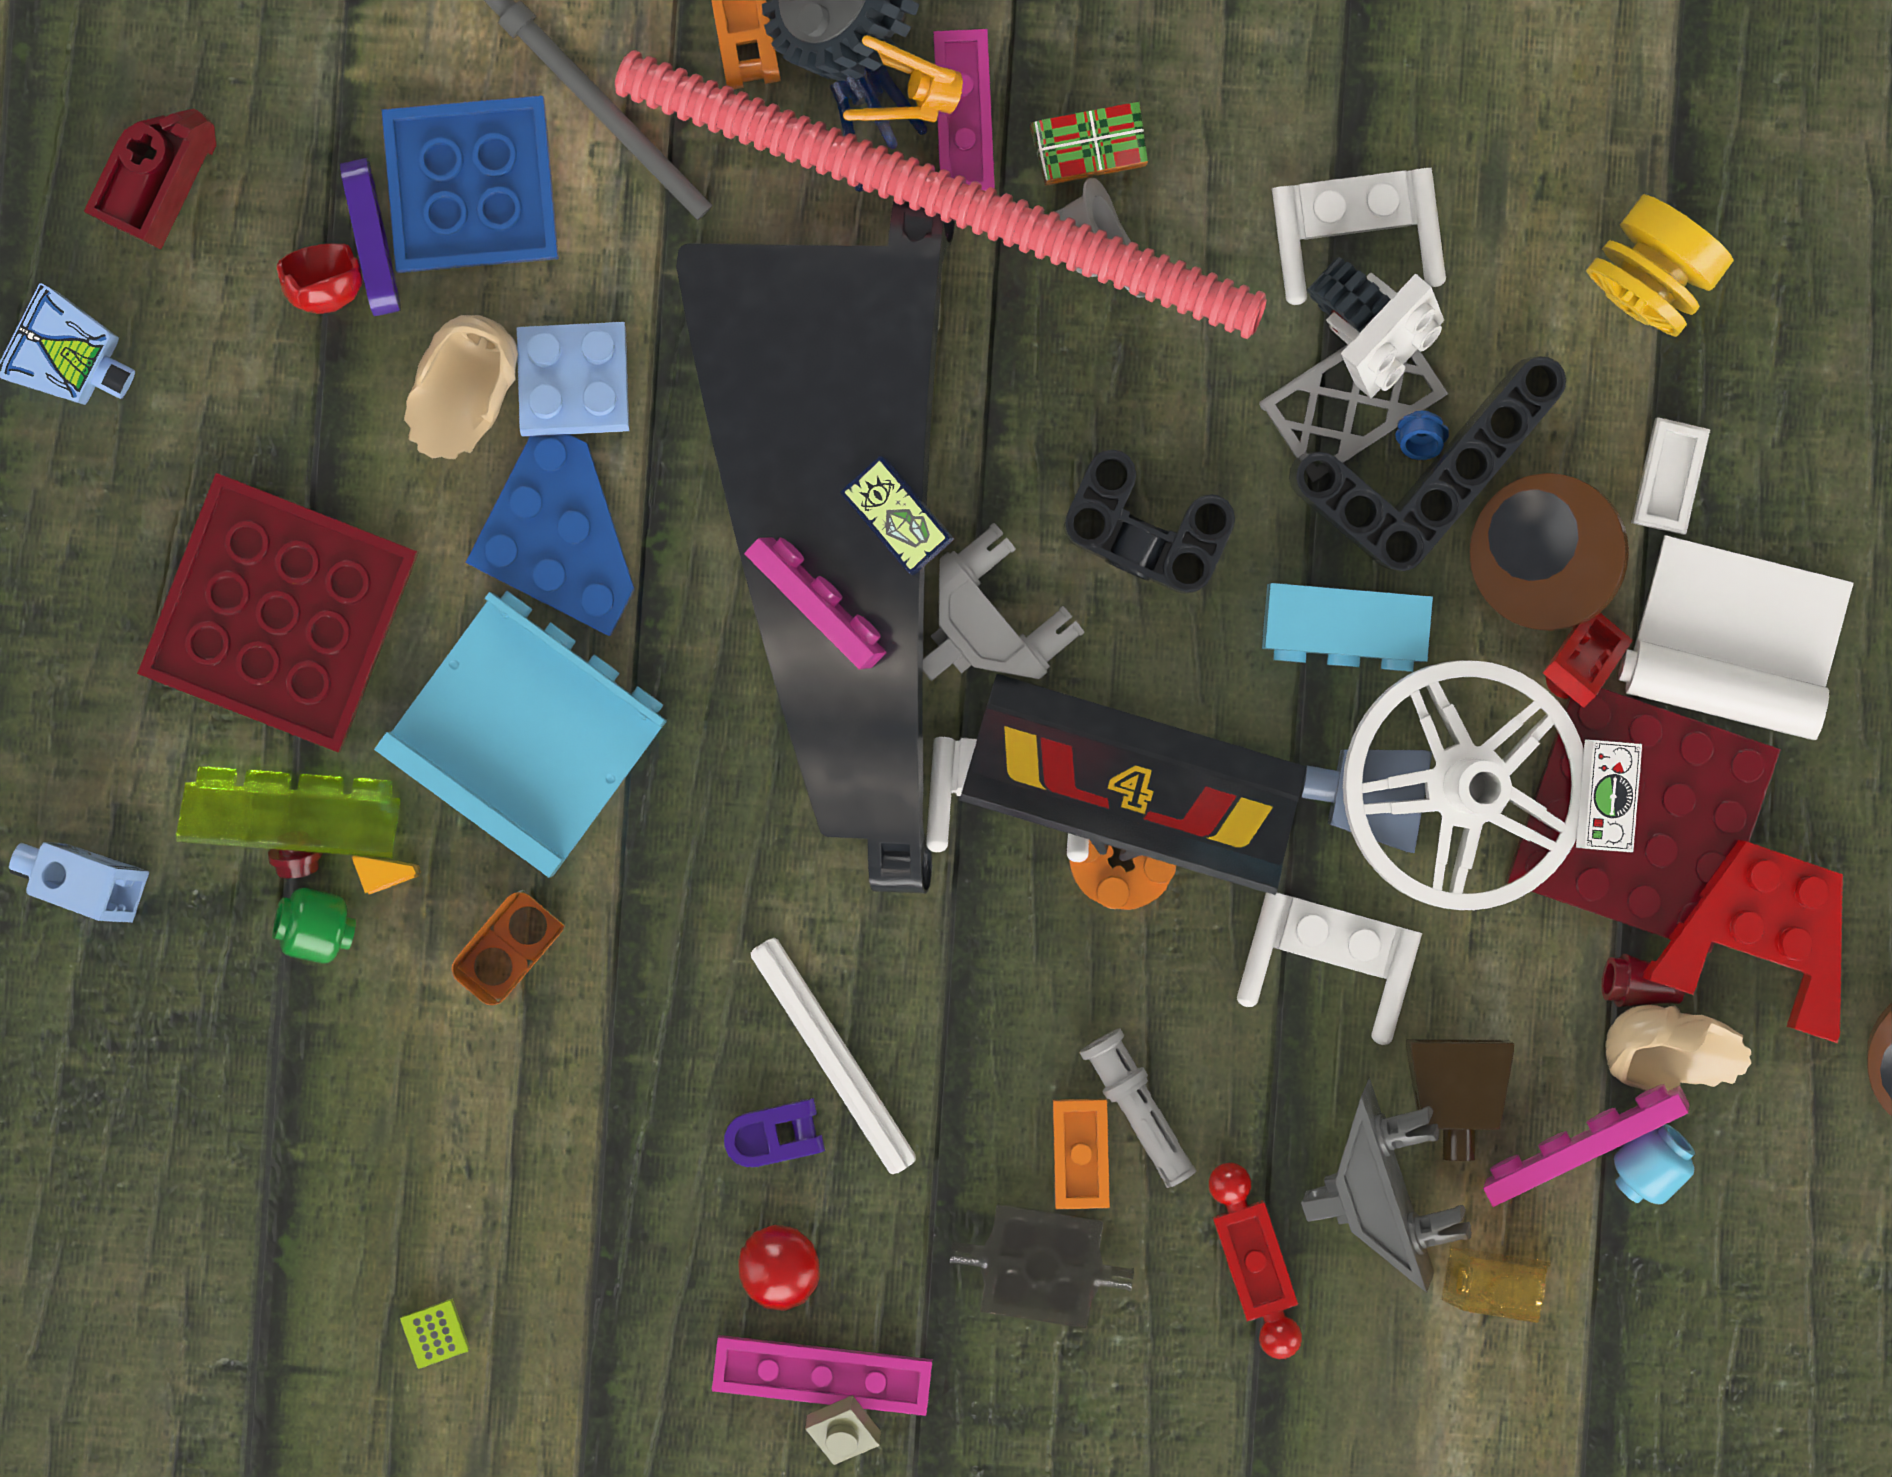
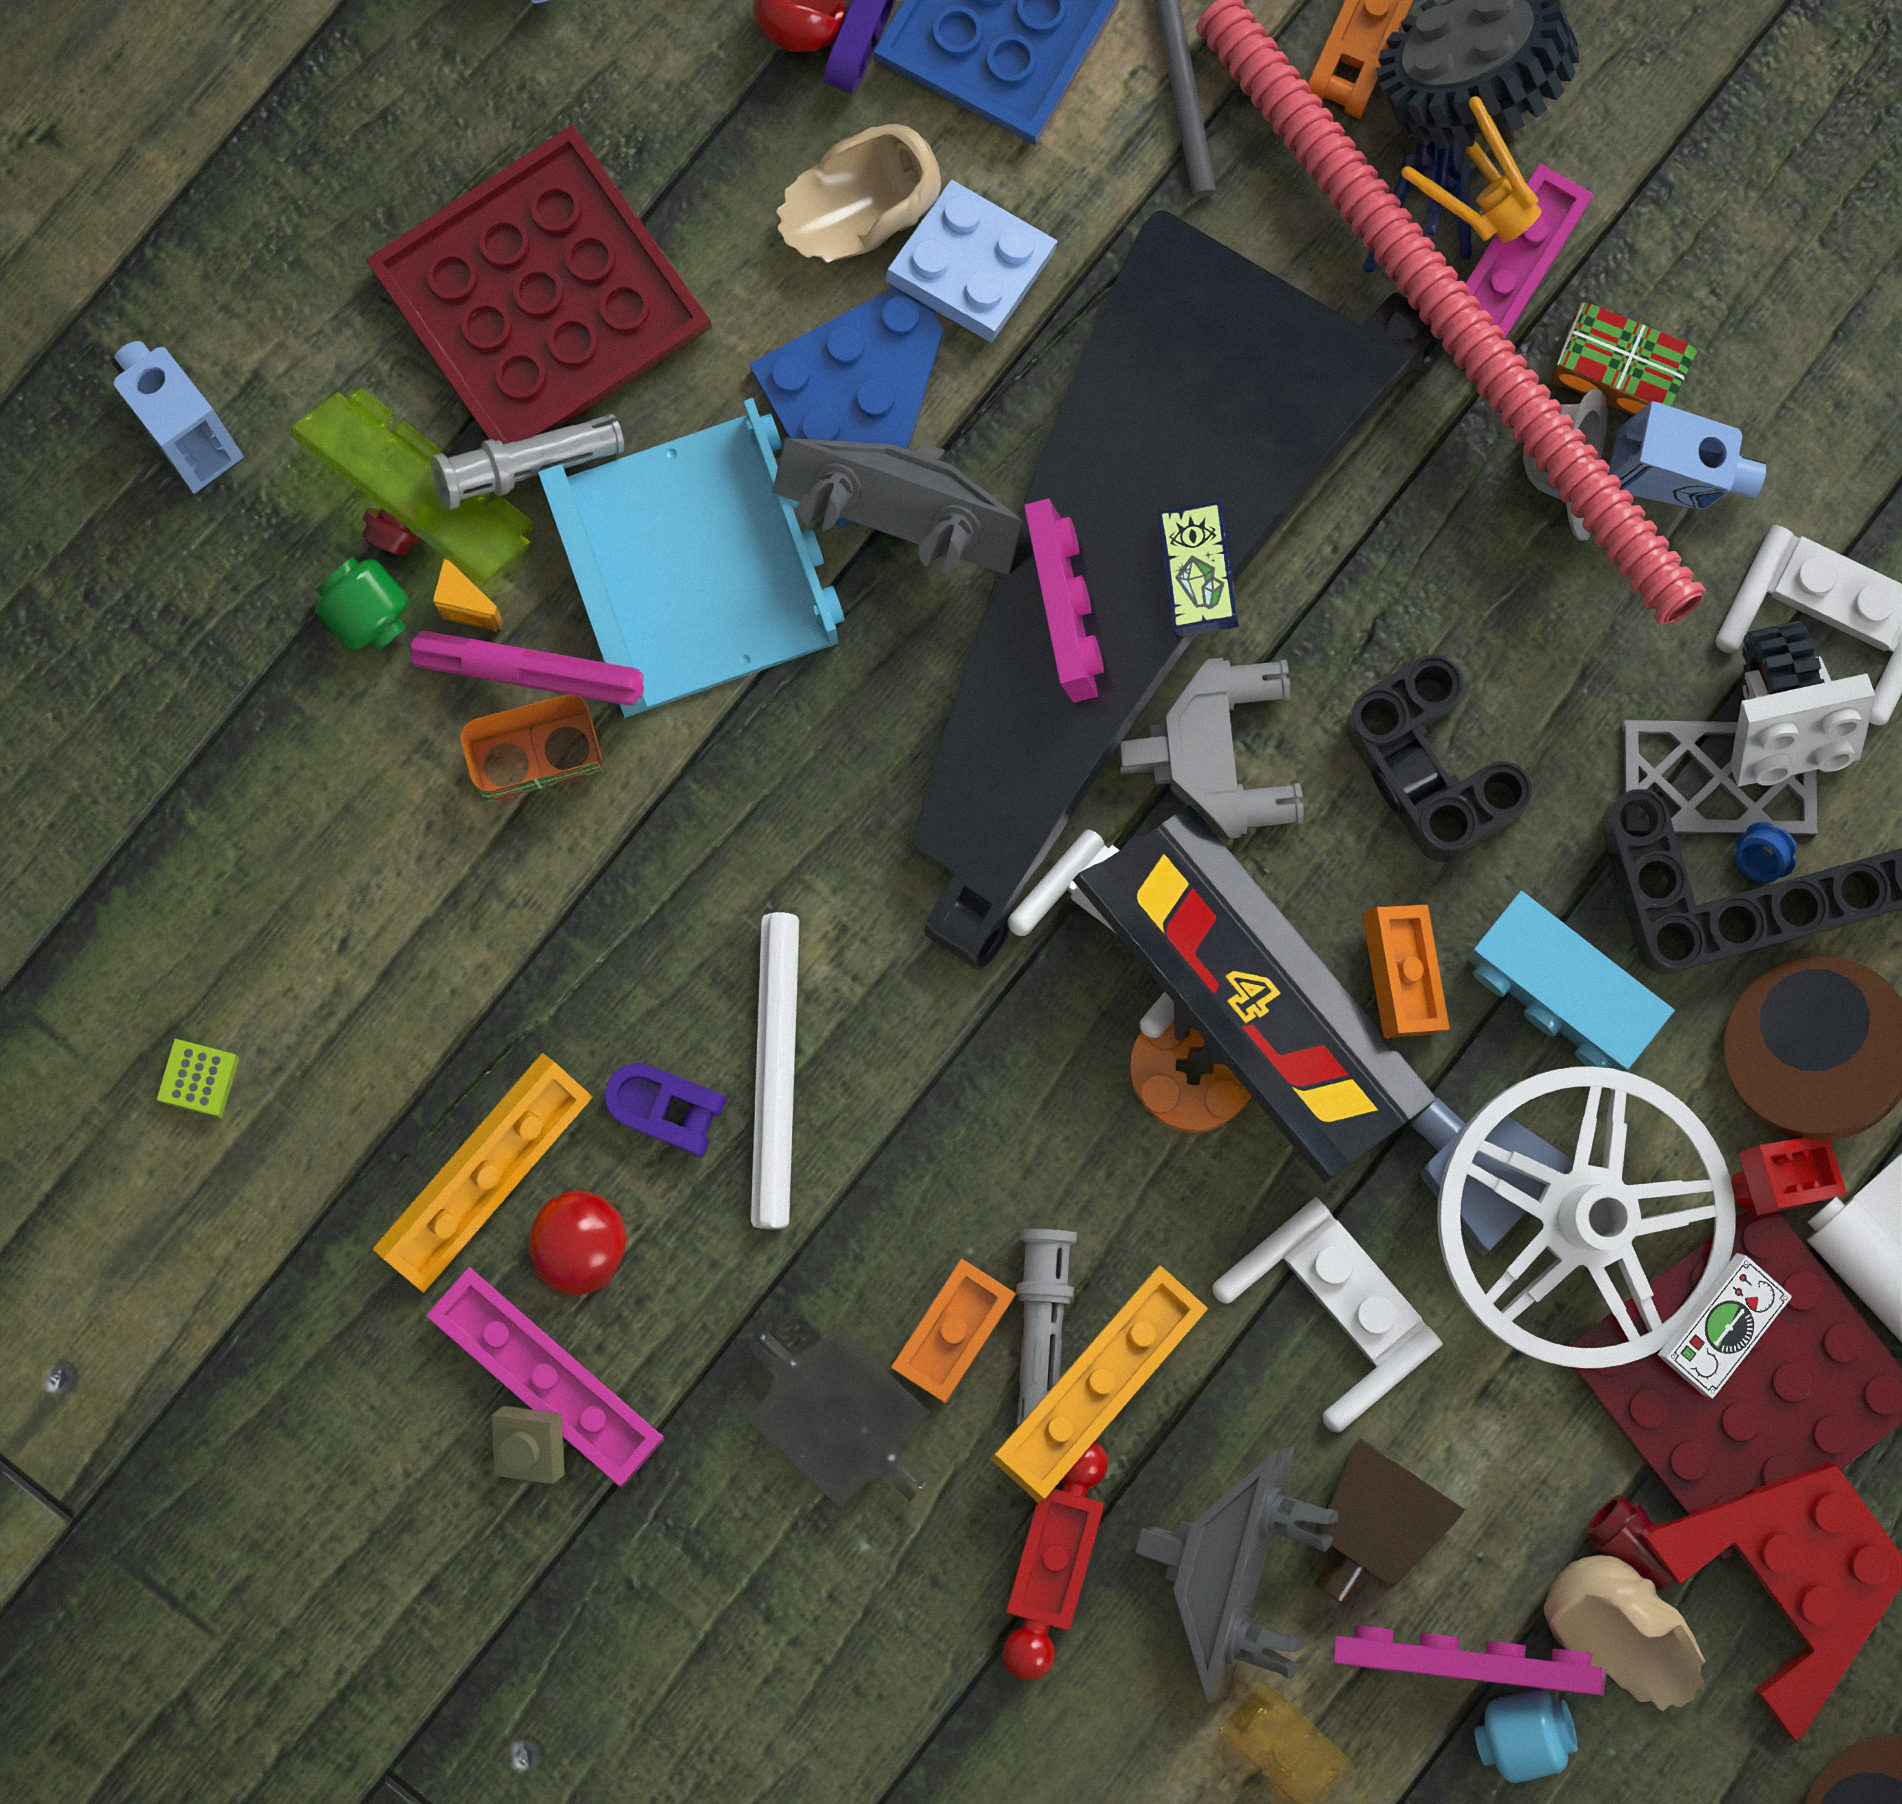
camera: 40 degrees right, 10 degrees down
(343, 761) = (499, 466): none -> light grey pin
(464, 894) = (527, 668): none -> dark pink axle
(647, 593) = (900, 495): none -> dark grey connector
(681, 1266) = (482, 1172): none -> light orange plate
(1165, 197) = (1682, 458): none -> light blue torso
(1206, 1124) = (1098, 1384): none -> light orange plate
(1226, 690) = (1405, 971): none -> orange plate

